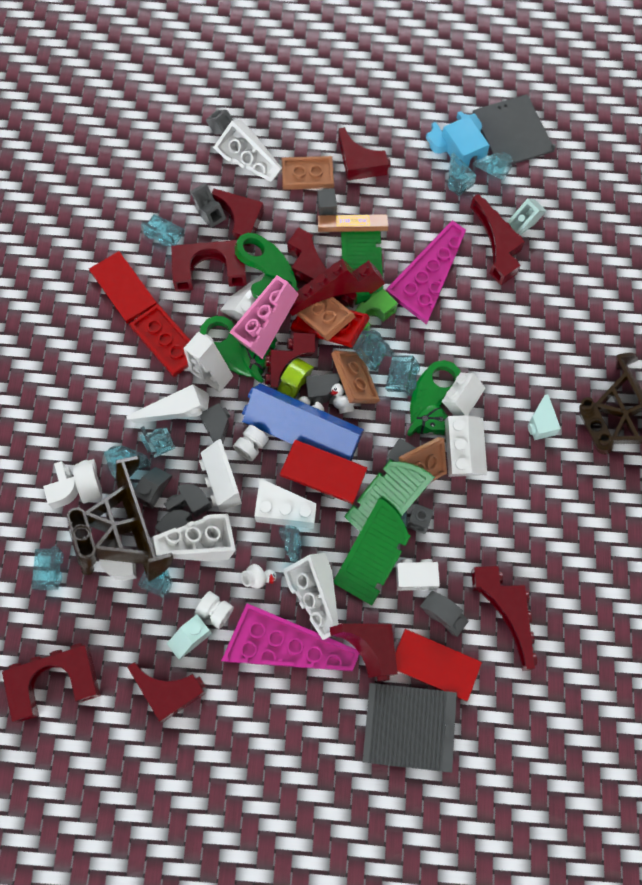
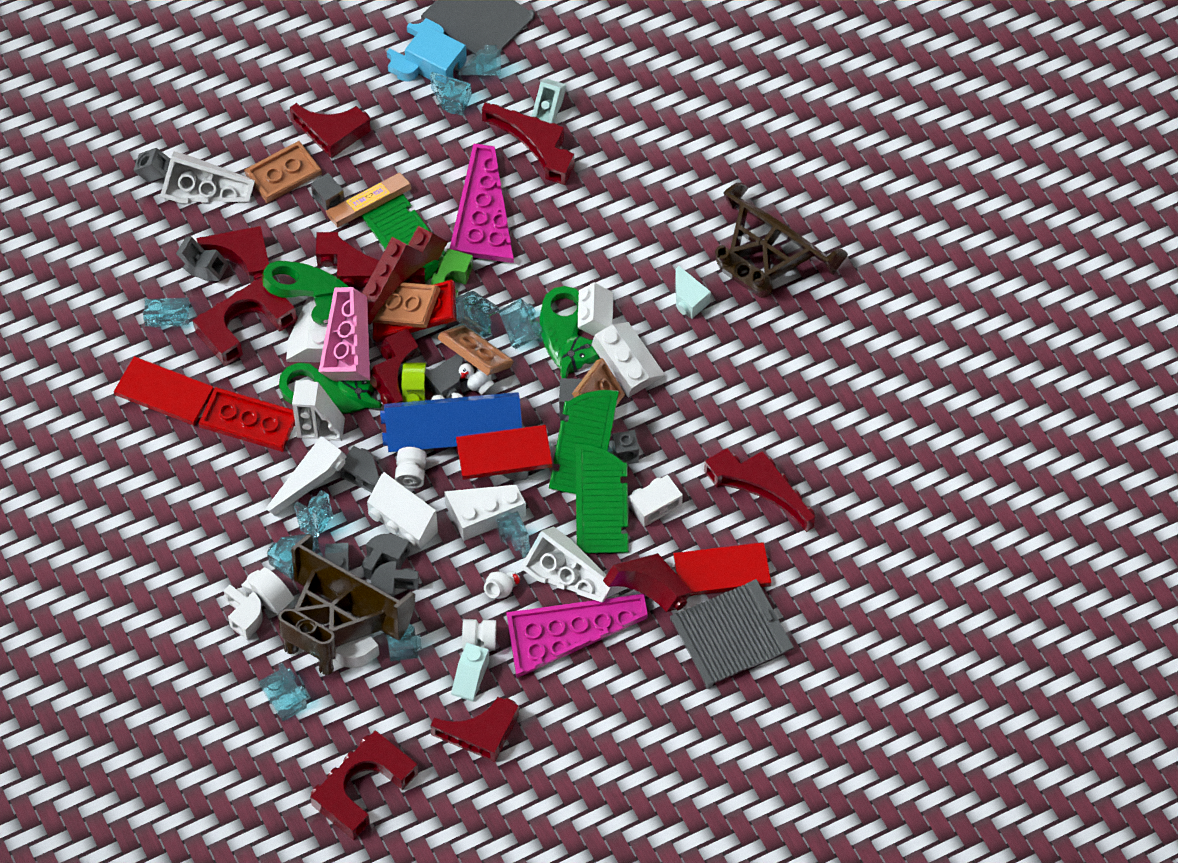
camera: 30 degrees left, 10 degrees down
(199, 540) = (428, 575): white wedge -> none
(445, 611) = (701, 514): dark grey brick -> none

